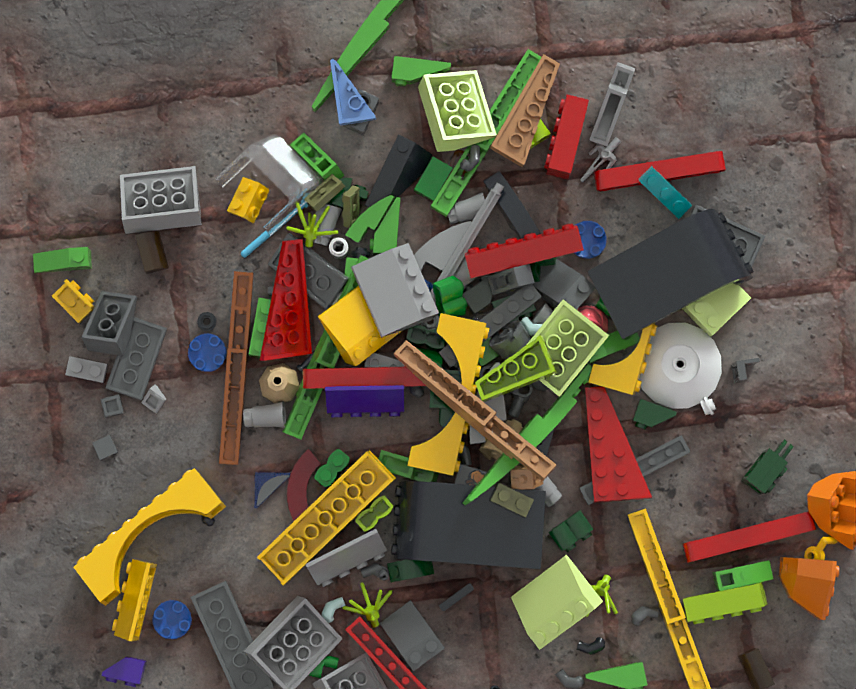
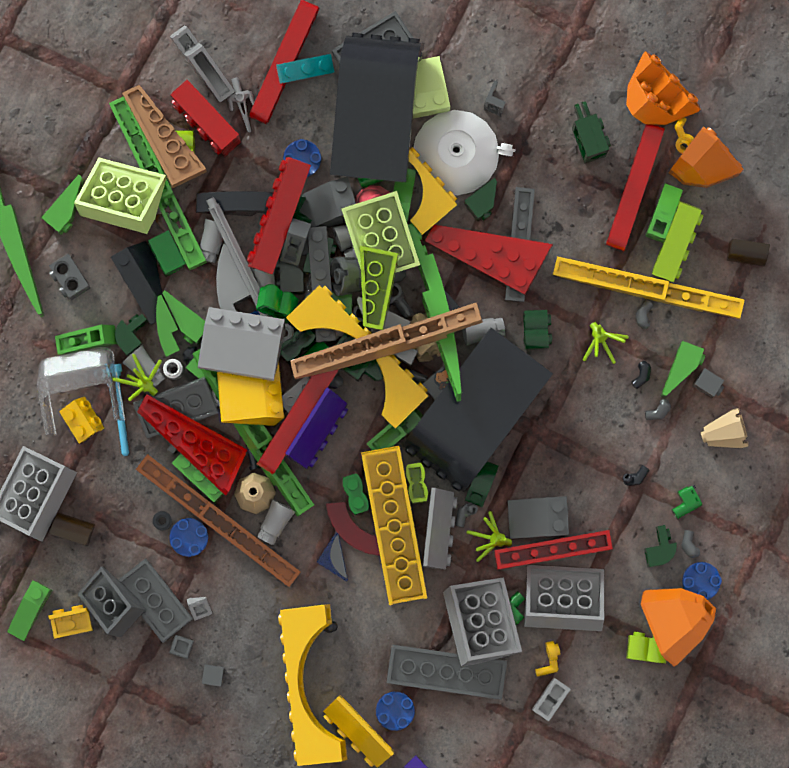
camera: 55 degrees left, 0 degrees up
(86, 369) = (136, 648): light grey plate -> none
(324, 192) = (119, 350): olive plate -> none
(330, 608) = (470, 570): light aqua arm -> none
(349, 103) = (57, 280): medium blue wing -> none
(350, 206) = (146, 336): olive plate -> none
(456, 597) = (530, 463): black tile -> none
(474, 159) = (174, 209): dark grey arm -> none
(511, 500) = (480, 360): olive plate -> none
(524, 479) = (469, 338): medium nougat head -> none
(529, 326) = (348, 251): light aqua arm -> none
(554, 601) = (587, 380): yellowish green slope -> none

